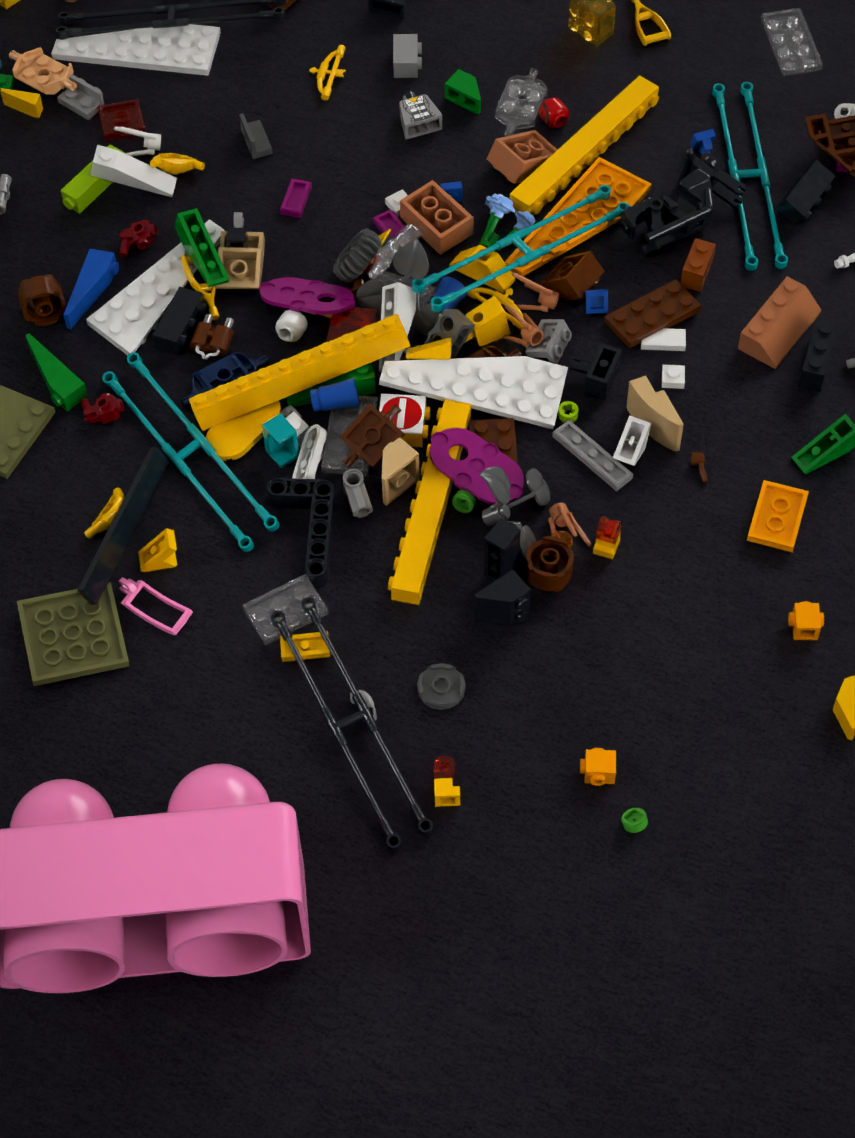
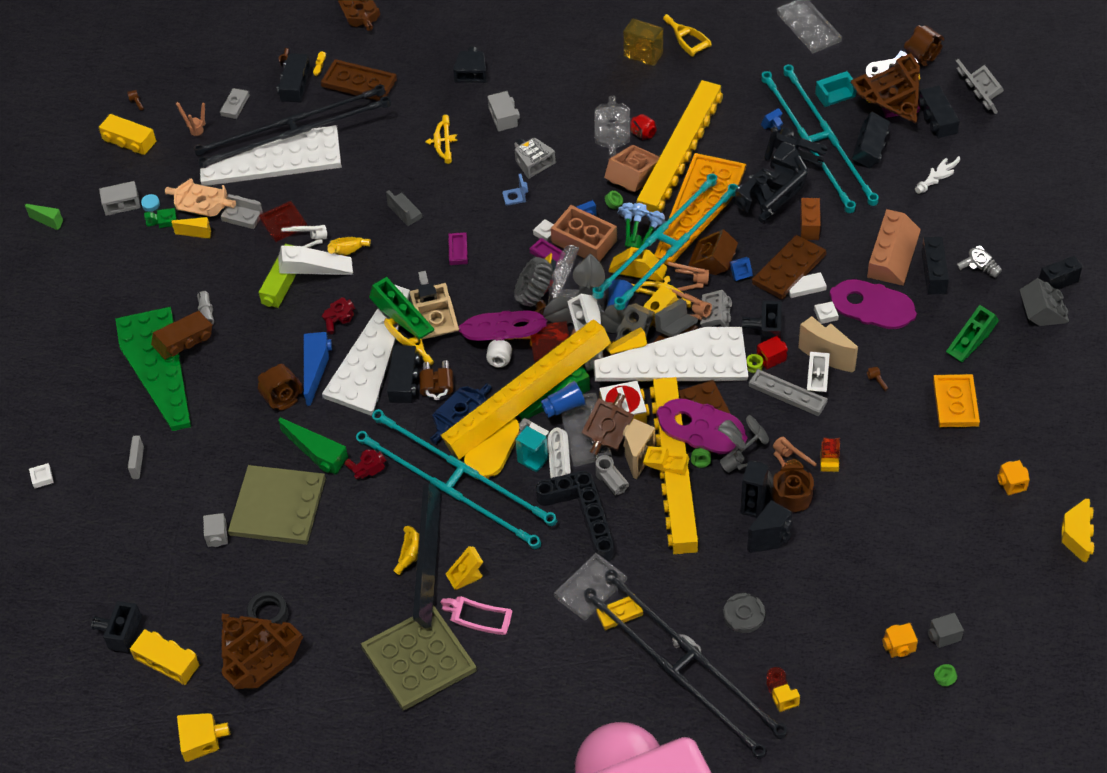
camera: 15 degrees left, 5 degrees down
(388, 151) = (520, 192): none -> medium blue bracket
(419, 494) = (663, 460): none -> yellow slope
(464, 91) = (563, 127): green slope -> none
(487, 186) = (614, 199): none -> bright green tile
(495, 338) = (674, 319): none -> dark grey panel
(592, 405) = (772, 352): none -> red brick
(654, 770) = (945, 630): none -> dark grey brick
(739, 385) = (879, 305): none -> magenta piece
(788, 123) = (835, 89): none -> teal panel

